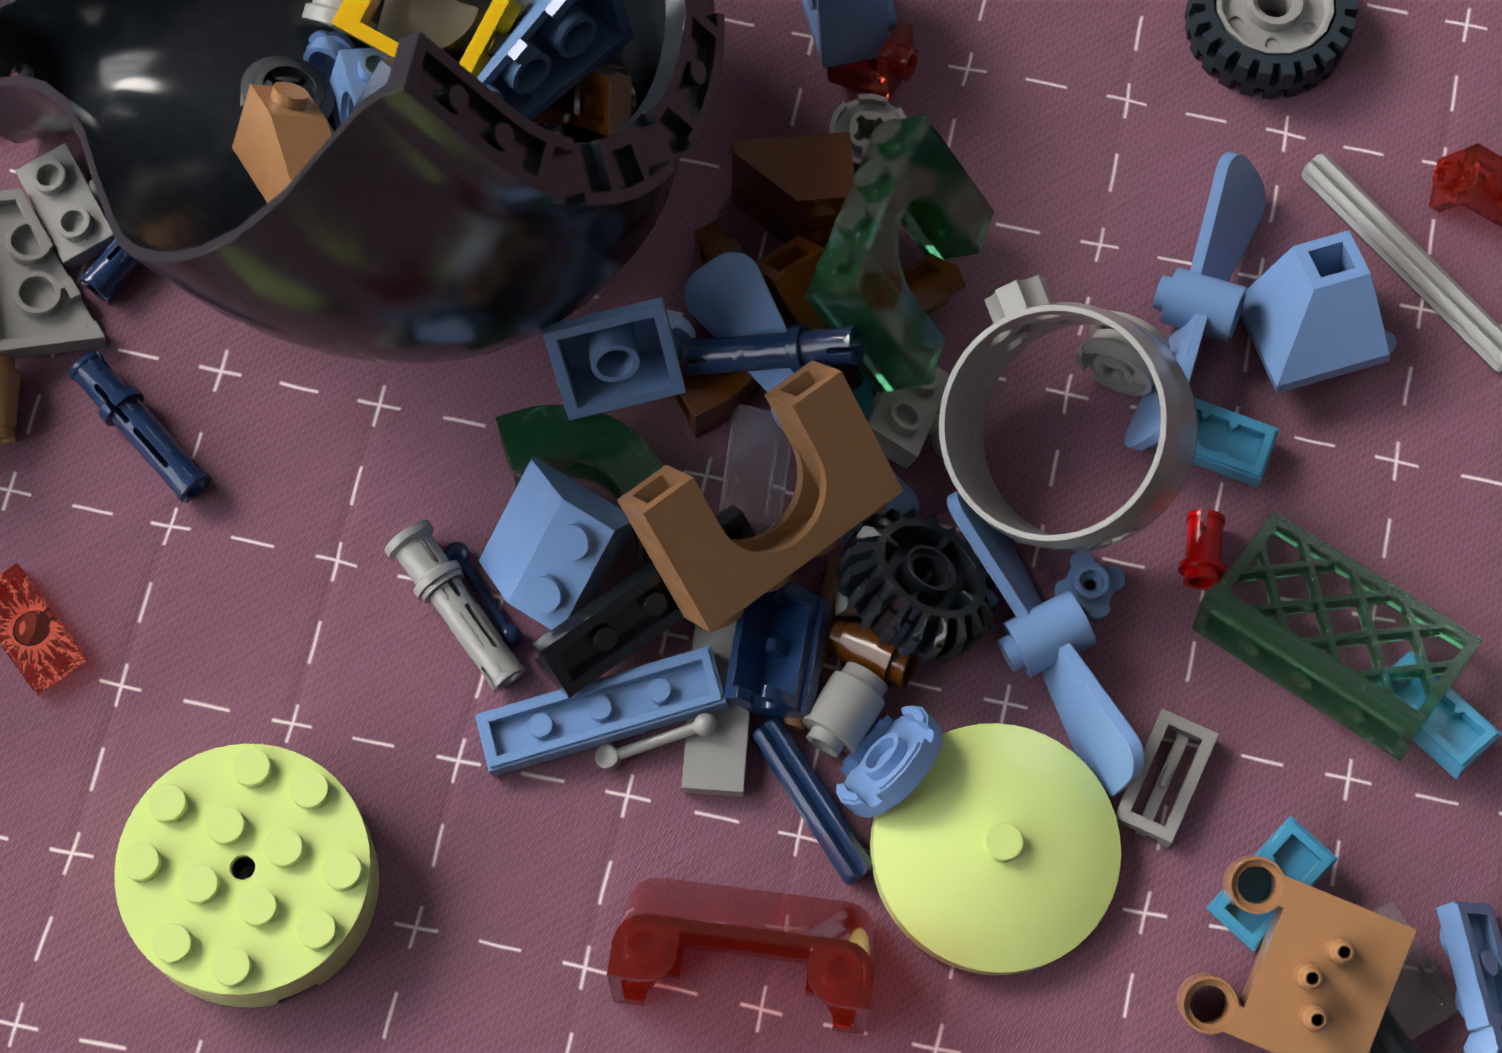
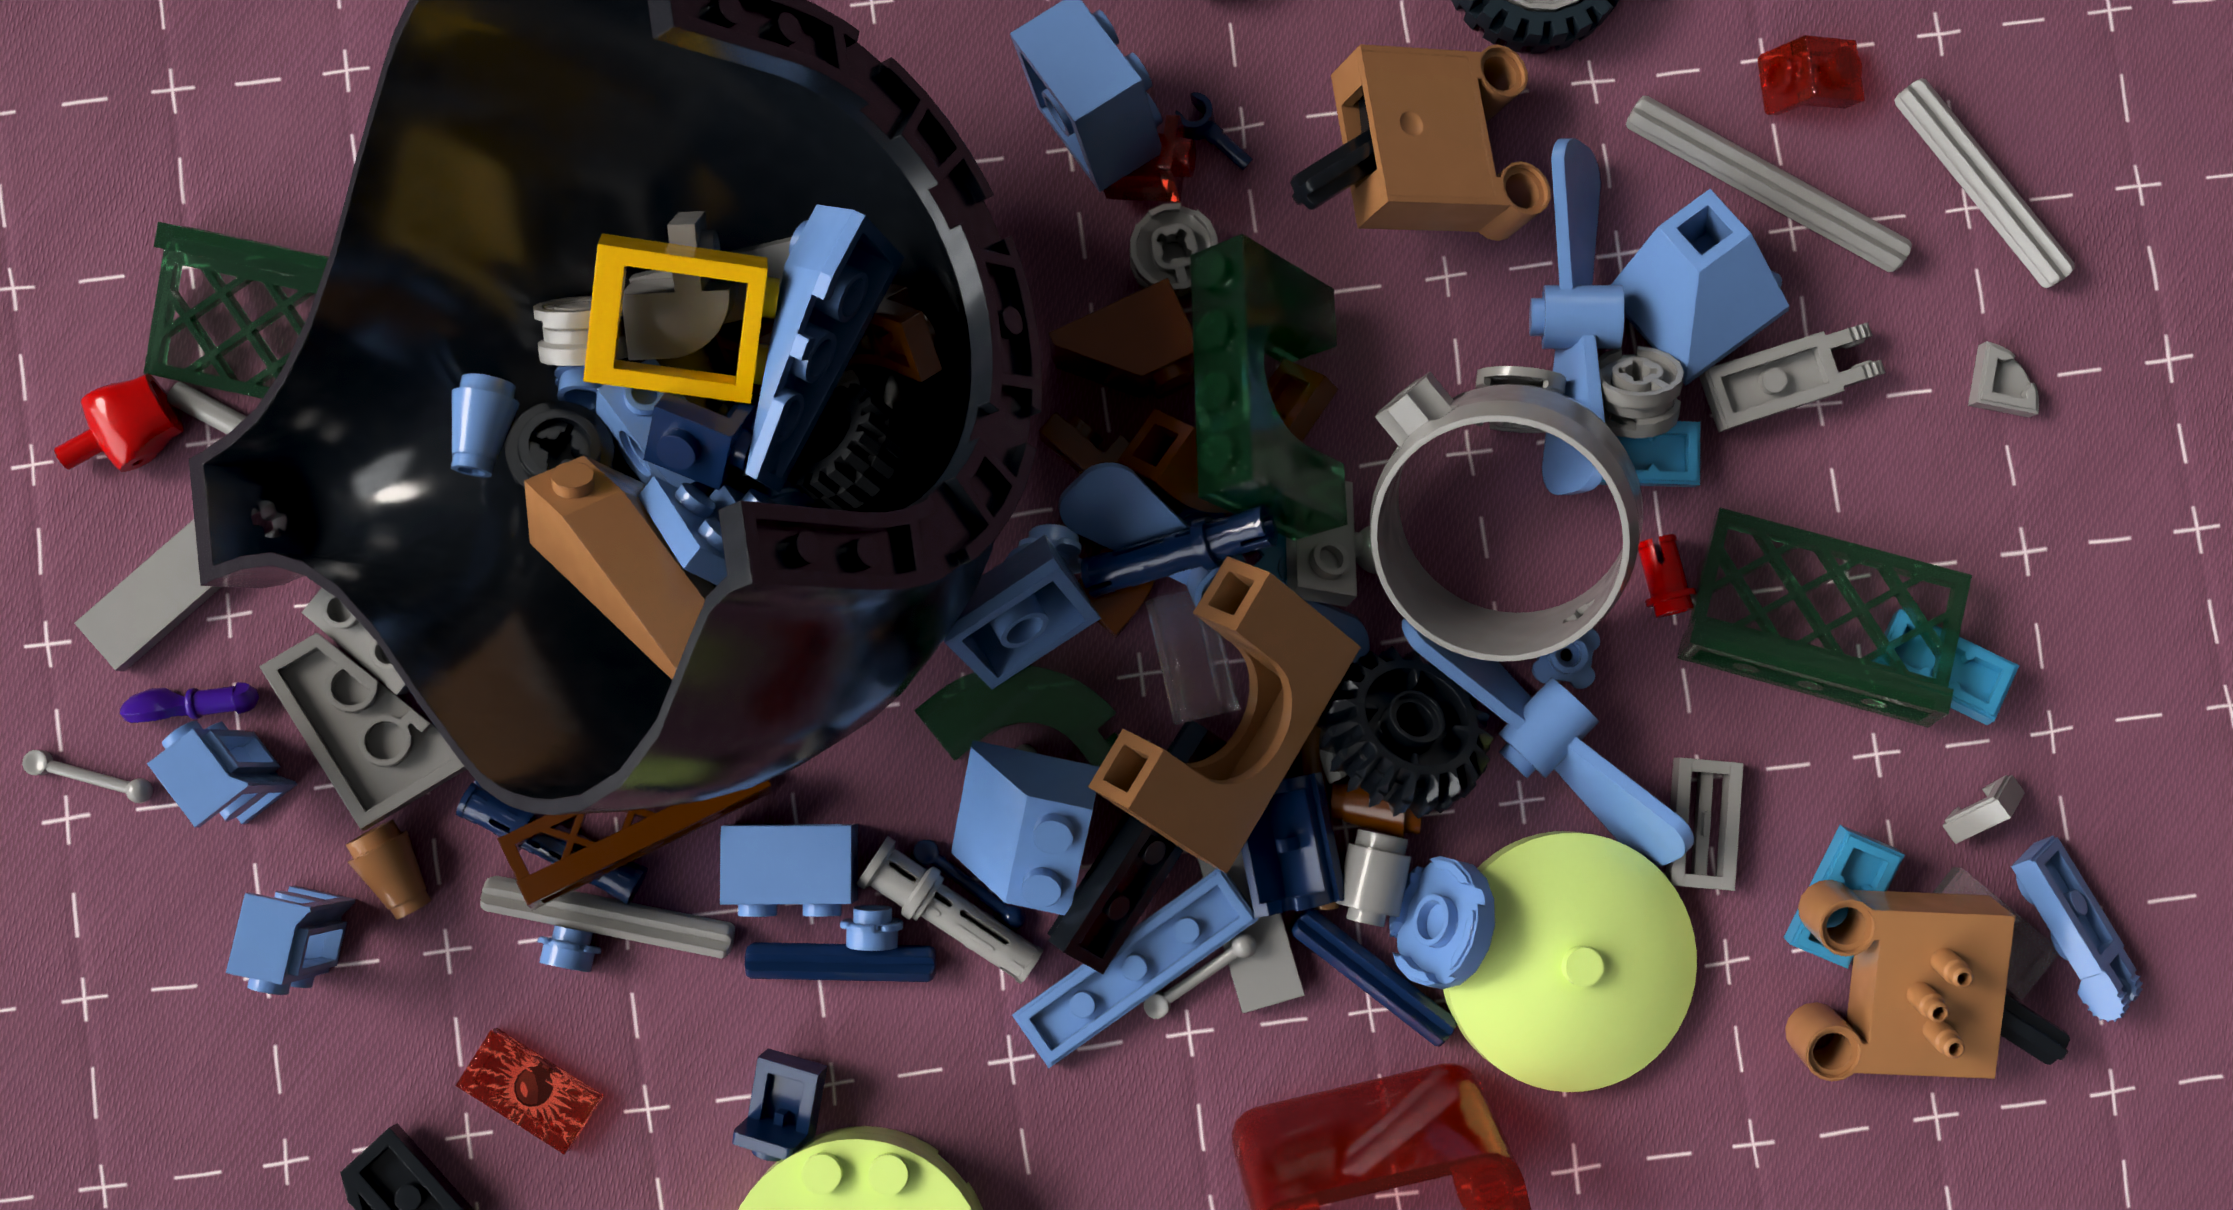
camera: 25 degrees left, 15 degrees up
(114, 519) = (568, 949): none -> medium blue plate
(160, 506) = (614, 919): none -> light grey axle
(219, 435) = (615, 850): none -> reddish brown fence
(234, 45) = (480, 422): none -> medium blue cone
(243, 710) = (782, 1106): none -> dark blue bracket
(333, 515) = (788, 866): none -> medium blue brick
(343, 616) = (838, 962): none -> dark blue axle
(383, 595) = (872, 928): none -> medium blue plate
(934, 55) = (1209, 130): none -> dark blue hand
(1110, 114) = (1422, 143): none -> medium nougat piece
(1230, 381) = (1640, 391): none -> light grey wheel
(1373, 421) = (1784, 377): none -> light grey hinge
(1430, 854) = (1997, 807): none -> light grey tile

